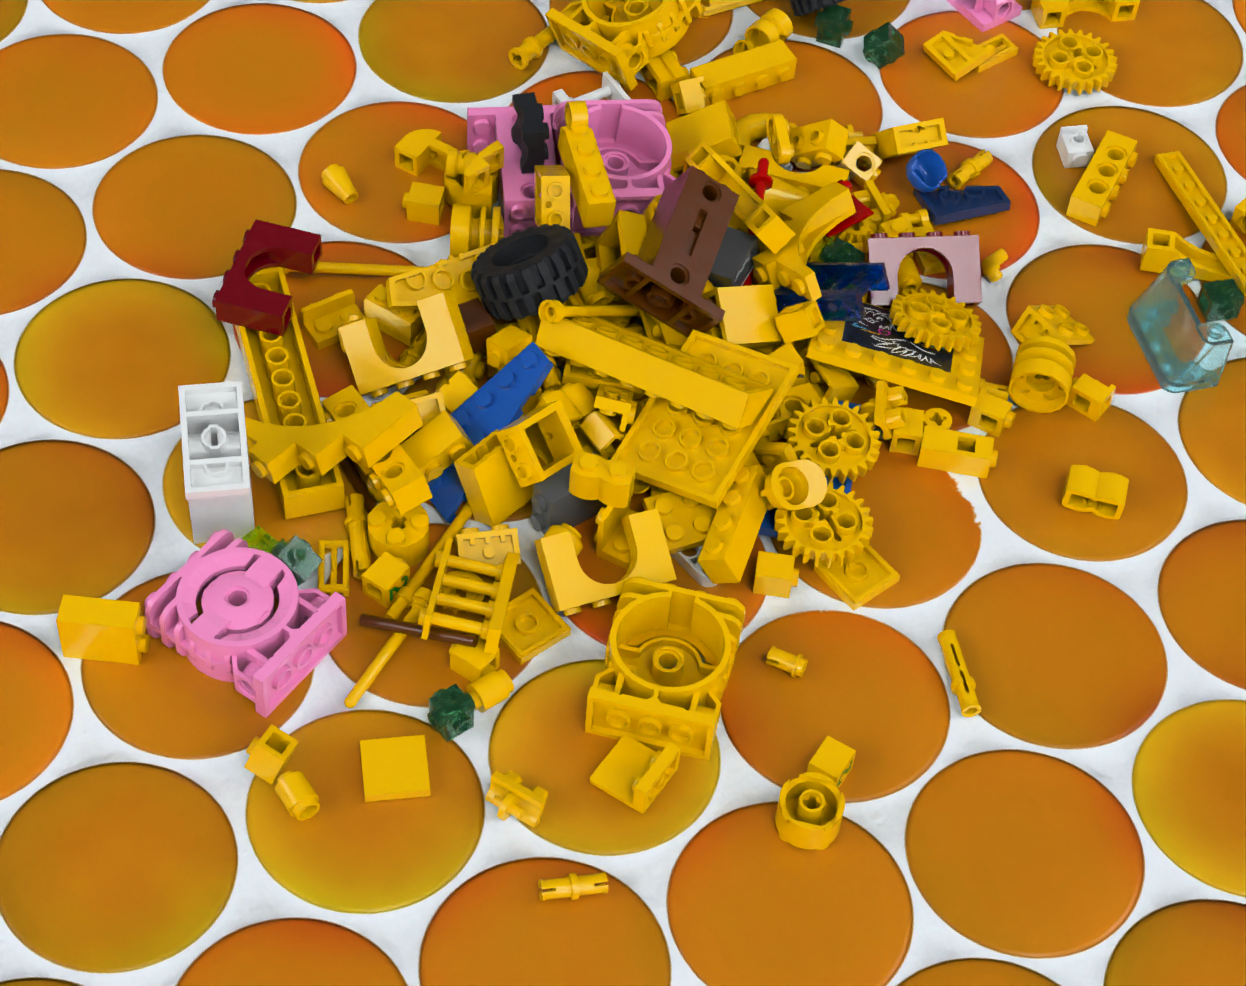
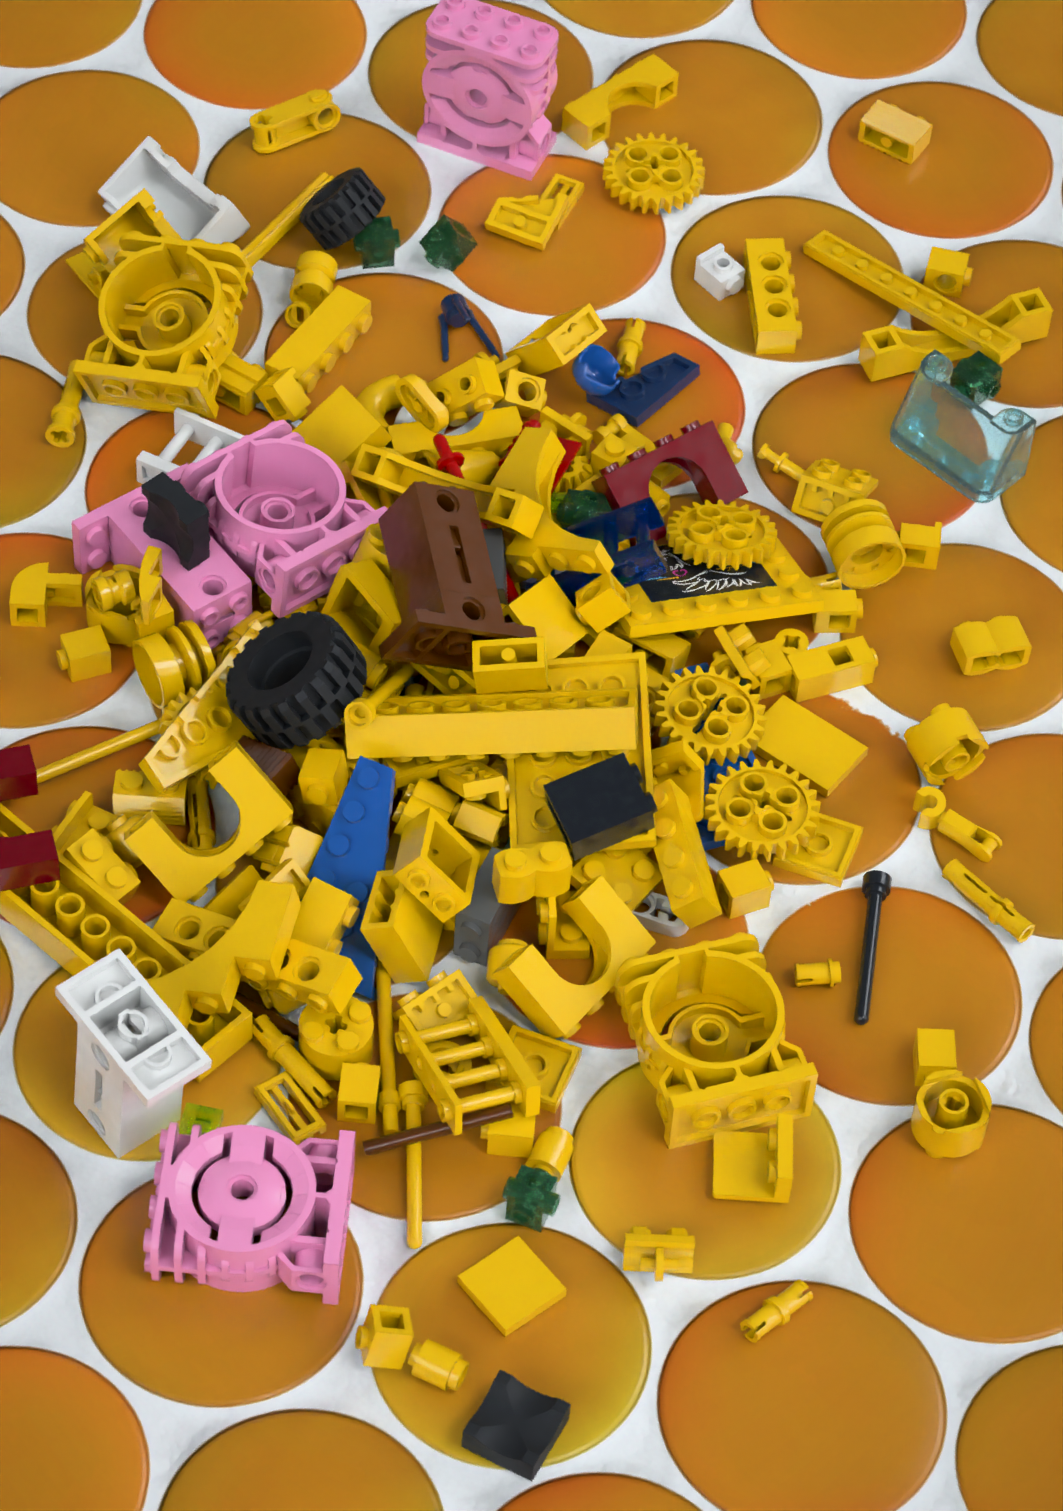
camera: 30 degrees left, 0 degrees up
(102, 629) = (110, 1299): yellow brick -> none
(298, 557) = (253, 1110): clear green brick -> none
(318, 866) = (515, 1426): none -> black brick
(319, 342) = (97, 859): none -> yellow brick
(554, 203) = (255, 572): yellow window -> none
(586, 168) = (278, 533): yellow hinge -> none
(687, 457) = (600, 805): none -> black brick
(689, 329) = (510, 664): none -> yellow brick
(795, 485) = (717, 783): yellow piece -> none
(857, 96) = (458, 314): none -> dark blue plant
(876, 622) = (876, 887): none -> black piece
(900, 499) = (808, 745): none -> yellow tile
(962, 592) = (932, 806): none -> yellow piece
(1003, 544) = (946, 744): none -> yellow brick
(1026, 294) = (781, 462): none -> yellow piece

